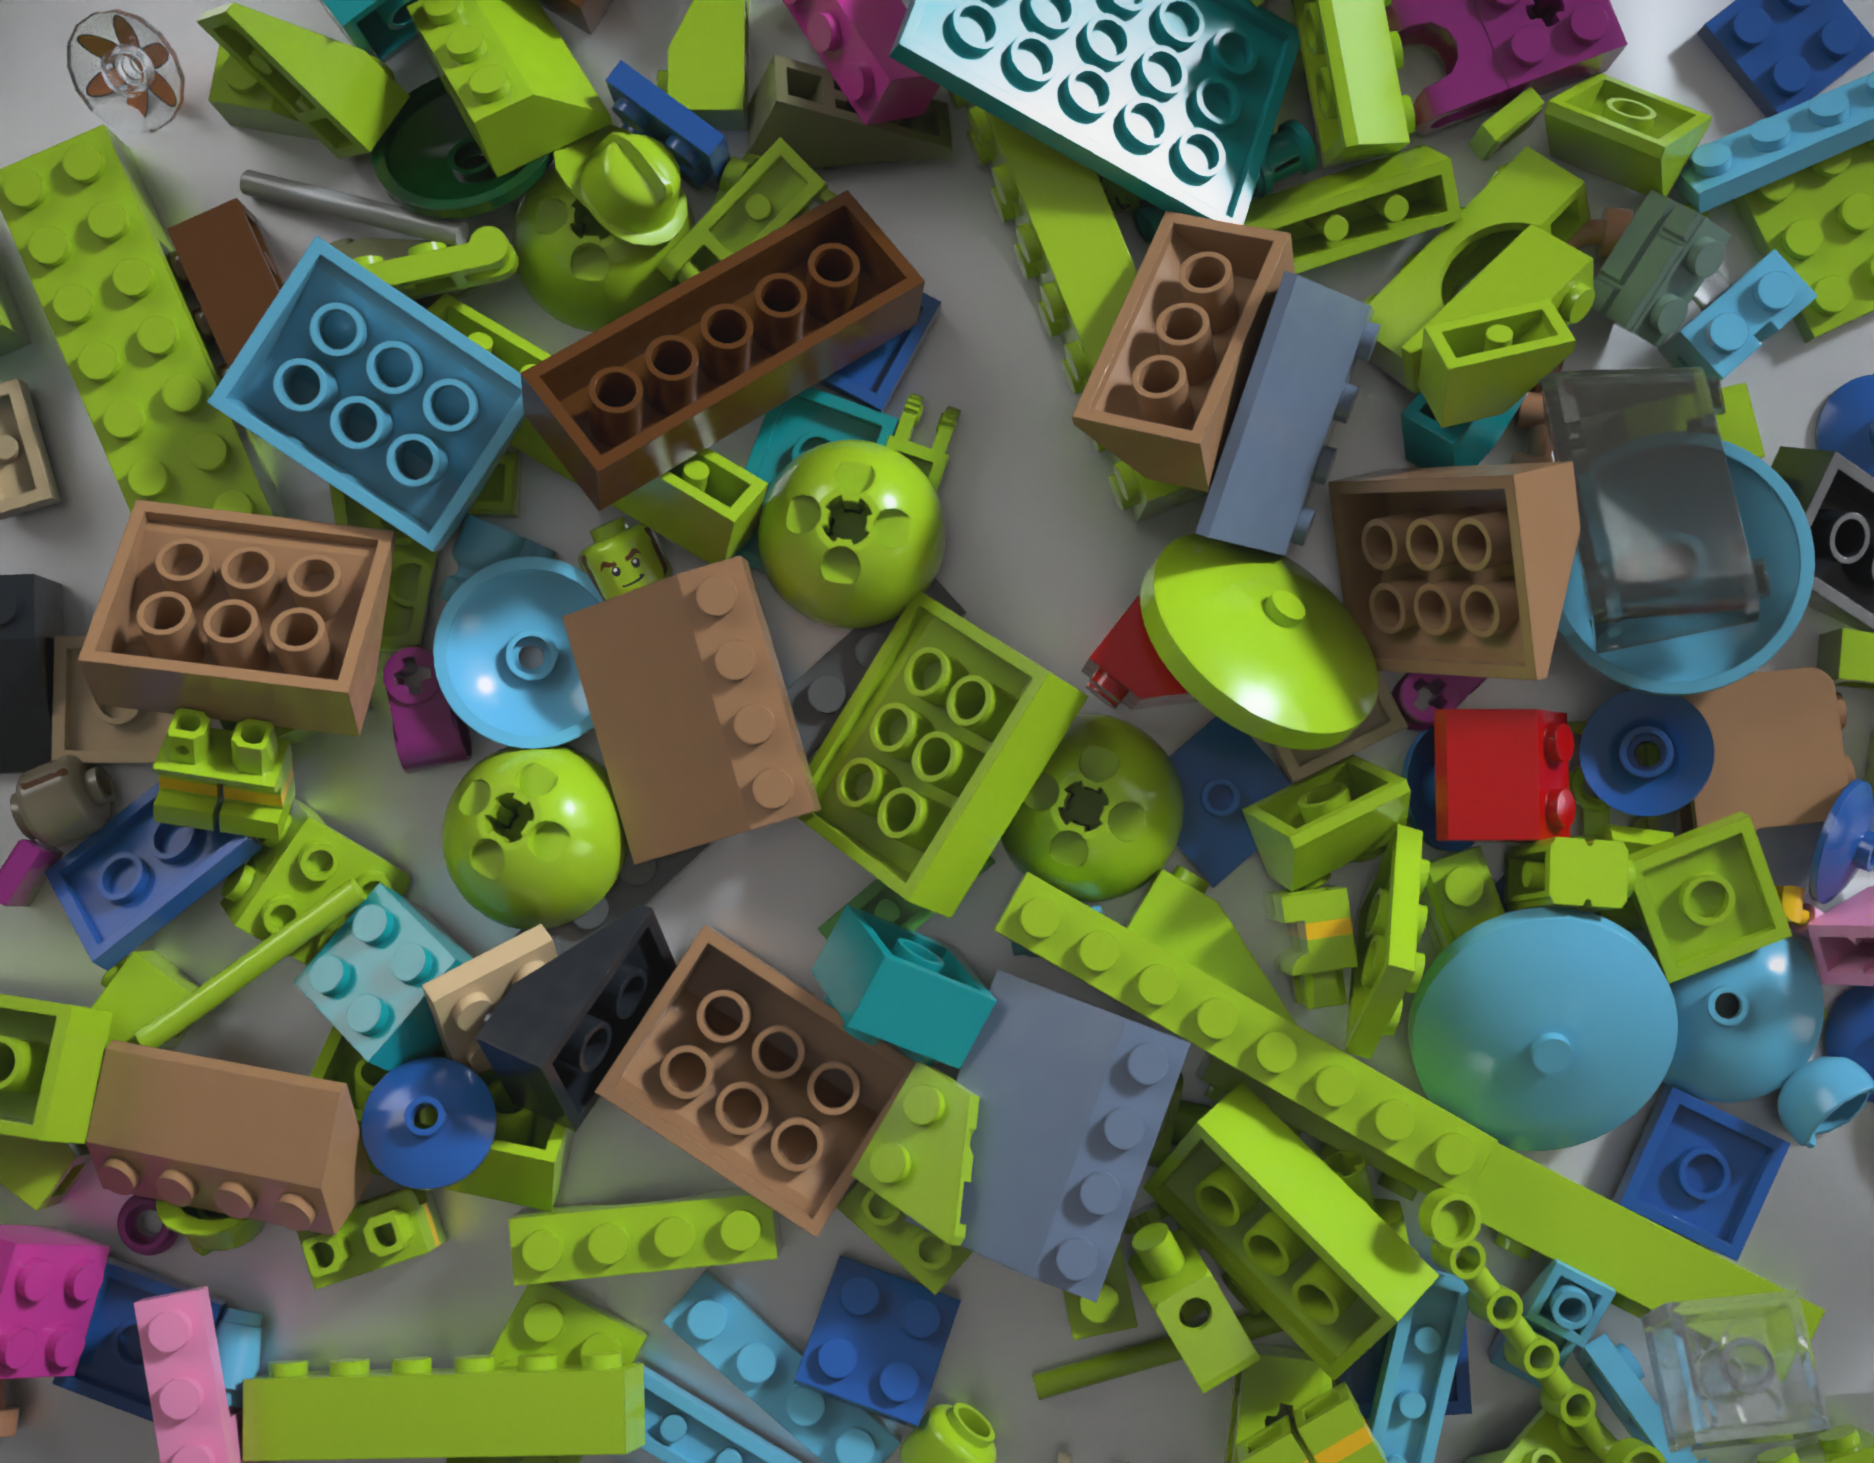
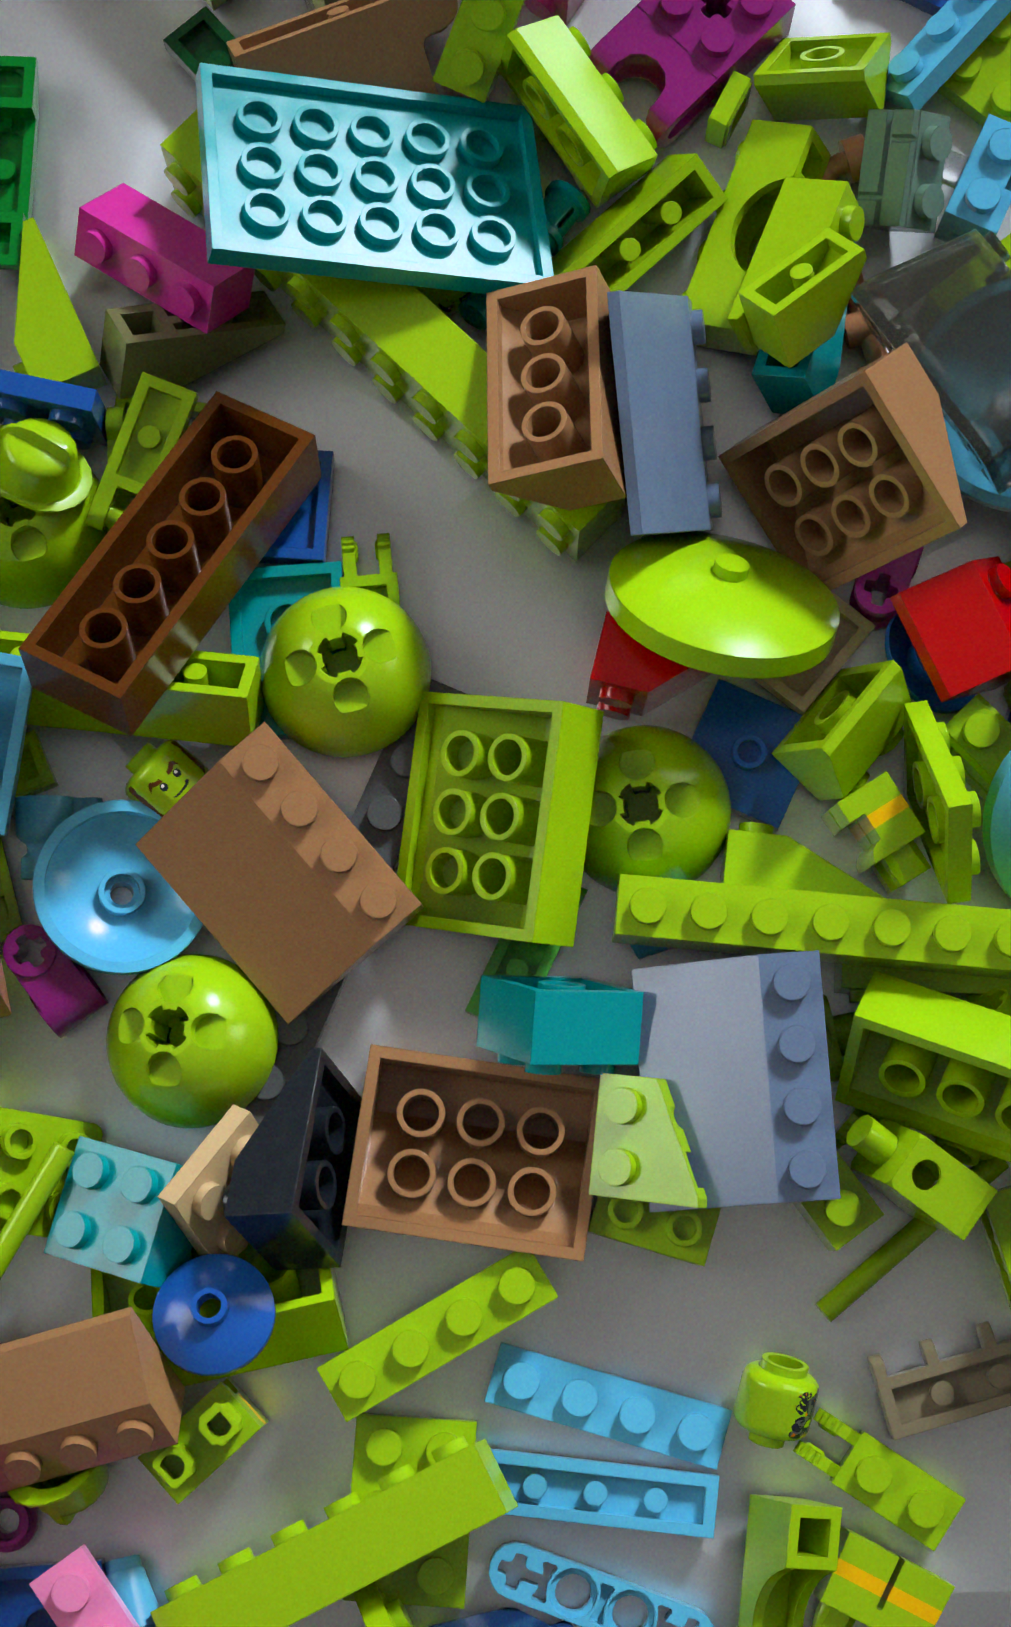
camera: 25 degrees left, 5 degrees down
(877, 1342) = (673, 1333): blue plate -> none

